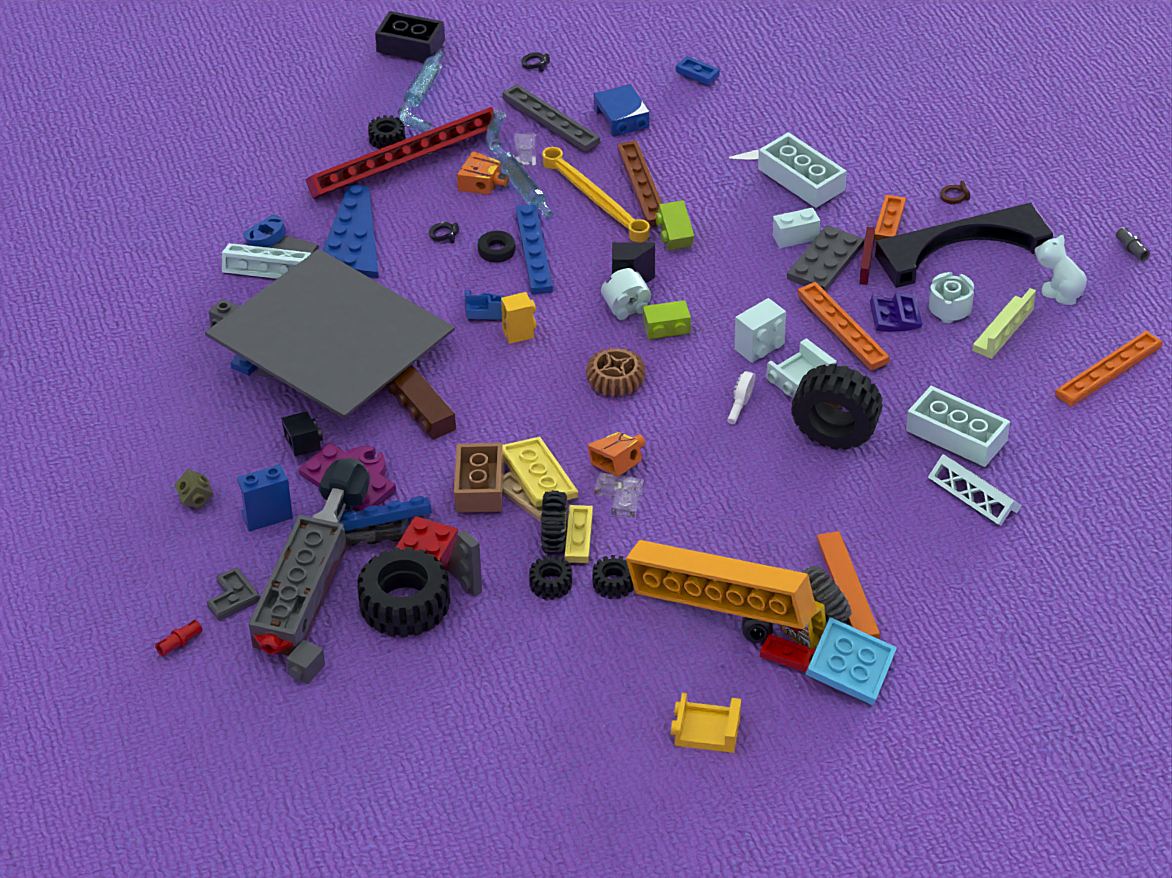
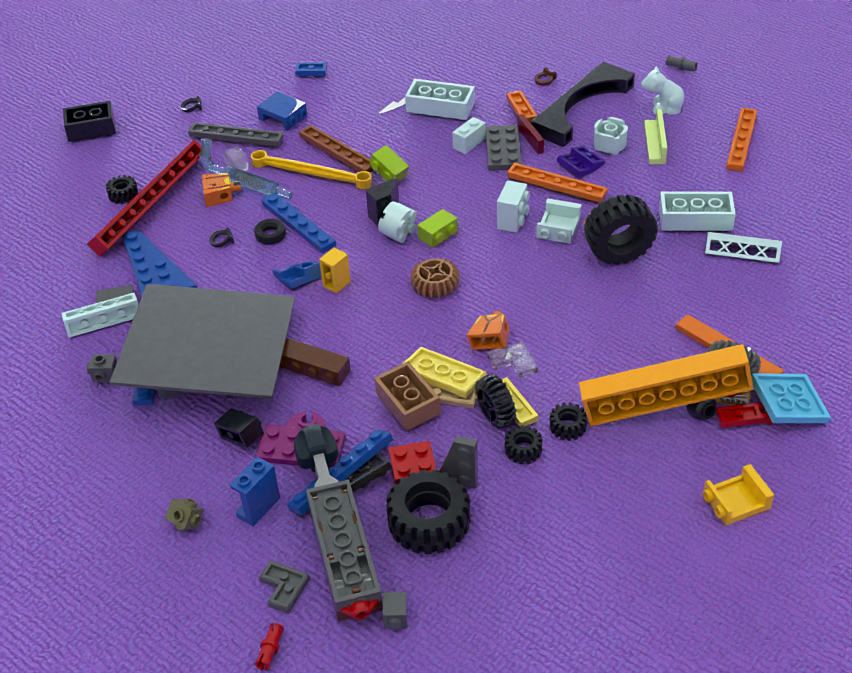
camera: 30 degrees left, 0 degrees up
(255, 235) = (84, 285): blue piece -> none
(418, 90) = (125, 155): clear light blue piece -> none
(742, 394) = (535, 254): white piece -> none

